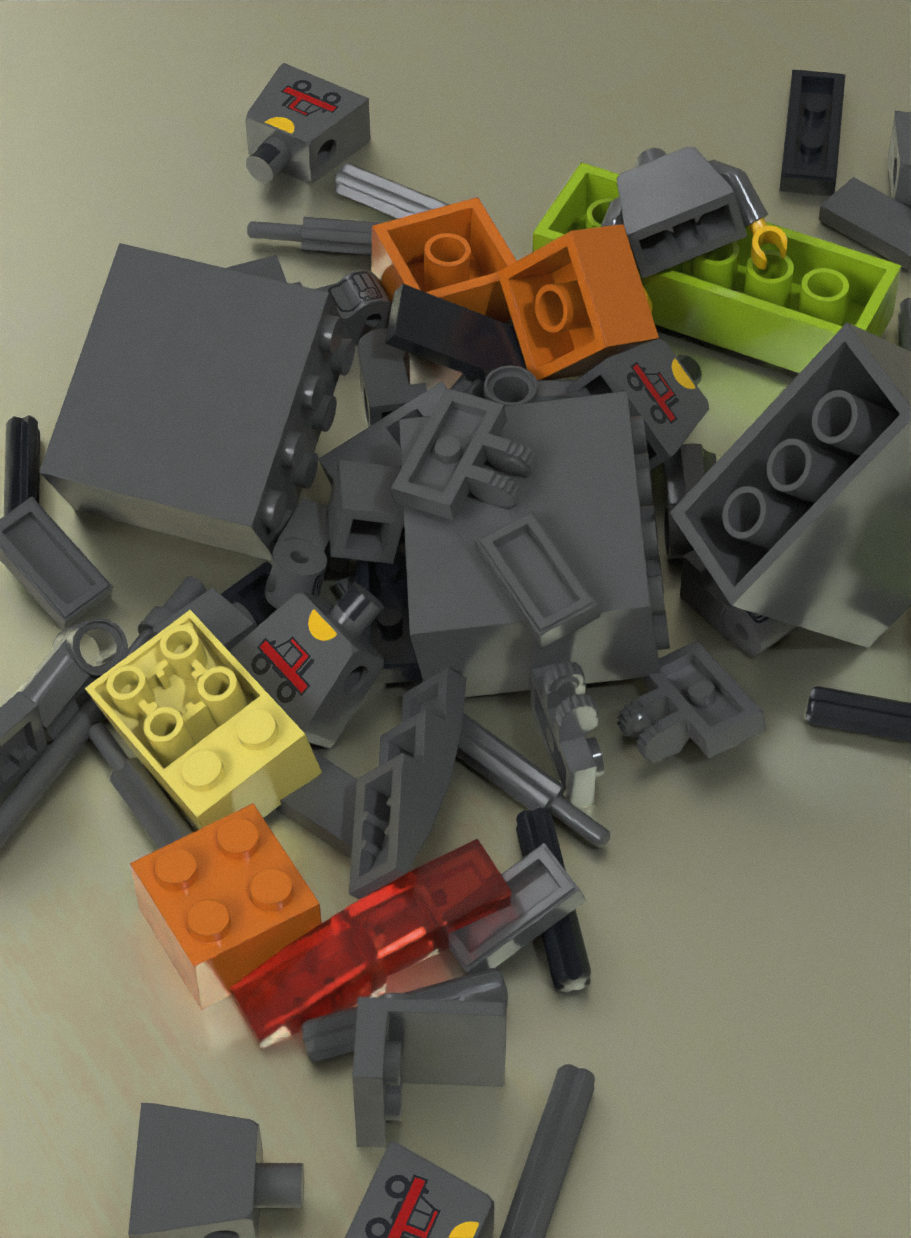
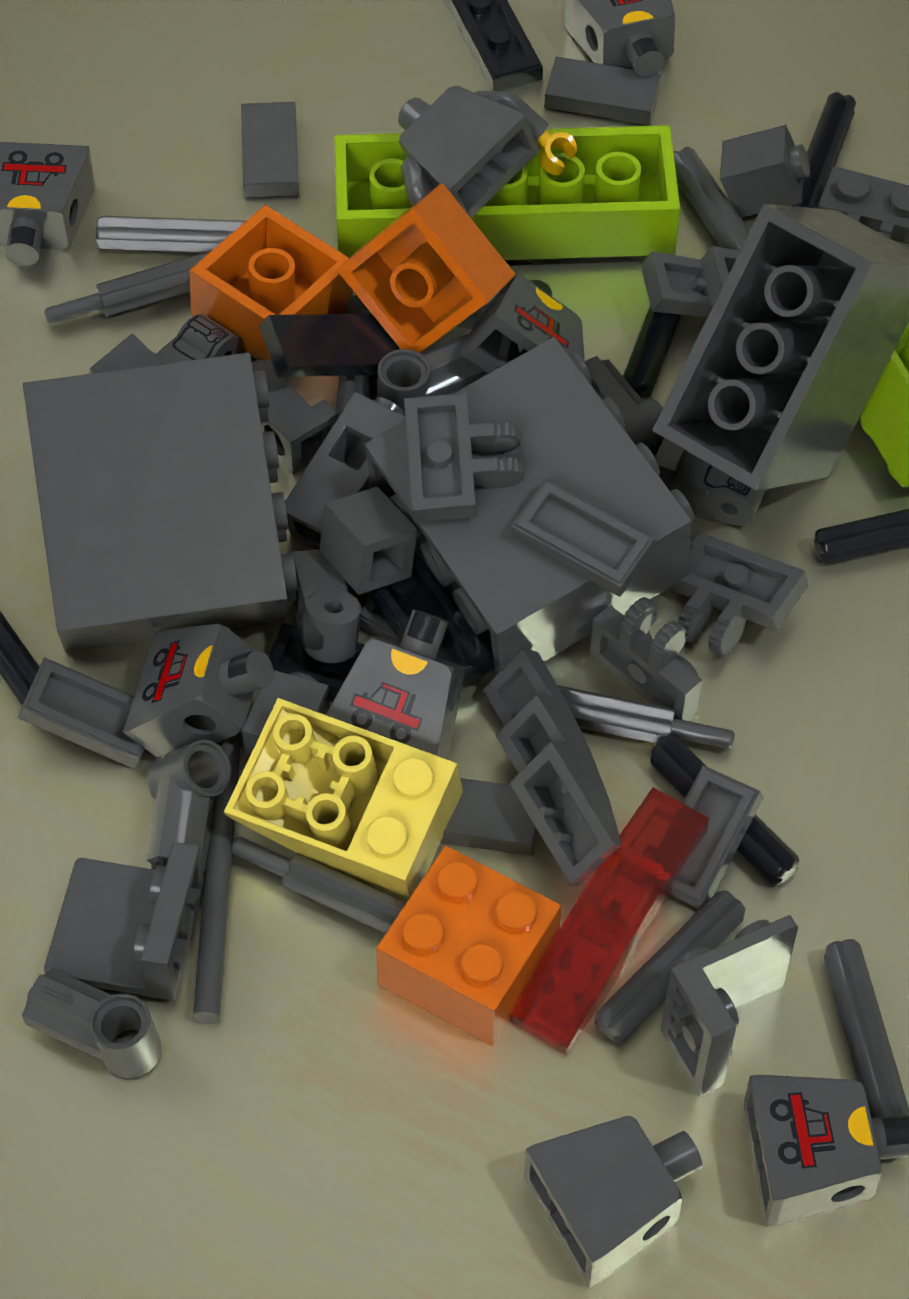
camera: 30 degrees left, 5 degrees up
(148, 572) = (195, 688): none -> dark grey torso
(538, 164) = (269, 149): none -> dark grey tile

